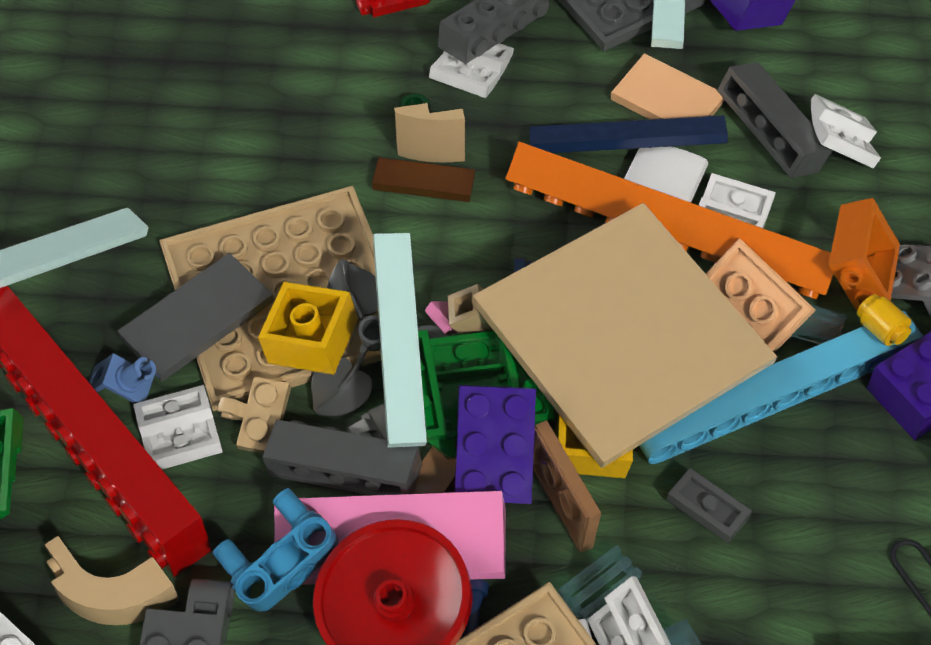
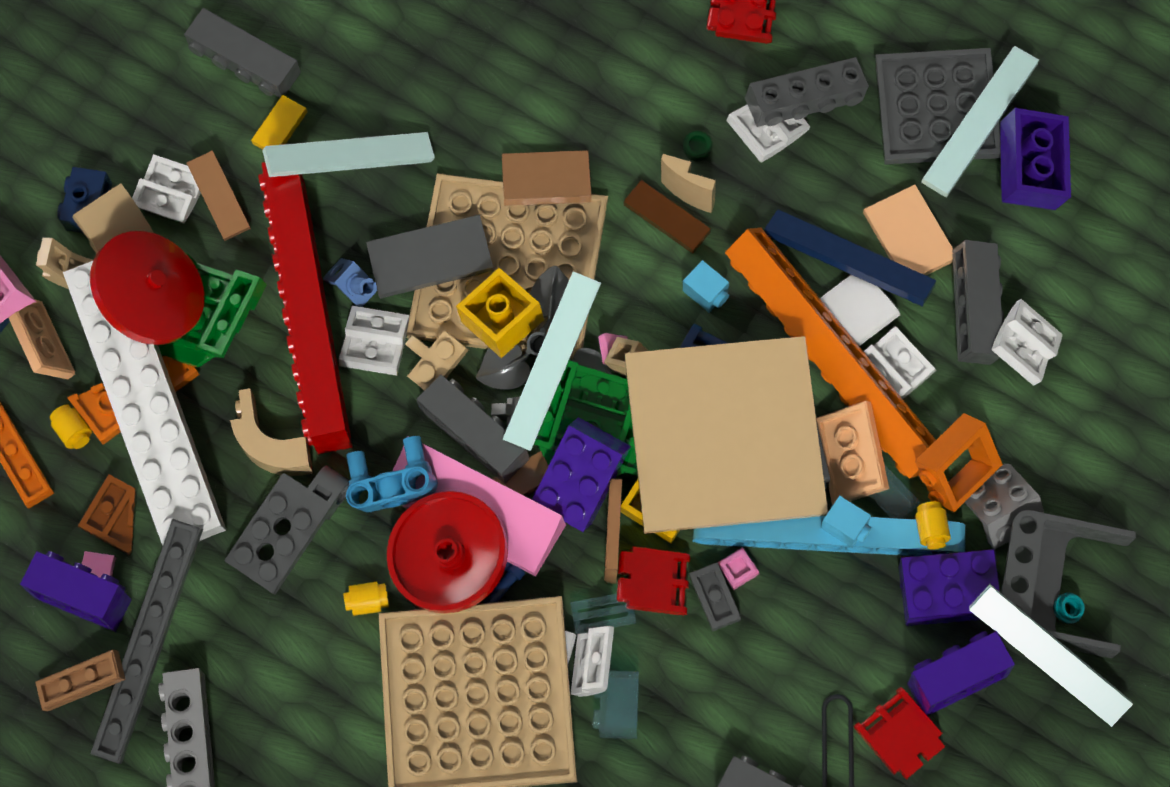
camera: 35 degrees right, 15 degrees up
(279, 194) = (546, 178): none -> medium nougat tile
(505, 220) = (706, 287): none -> medium azure brick
(634, 521) = (652, 580): none -> red plate
(713, 464) = (738, 568): none -> bright pink tile
(800, 357) = (847, 522): none -> medium azure brick

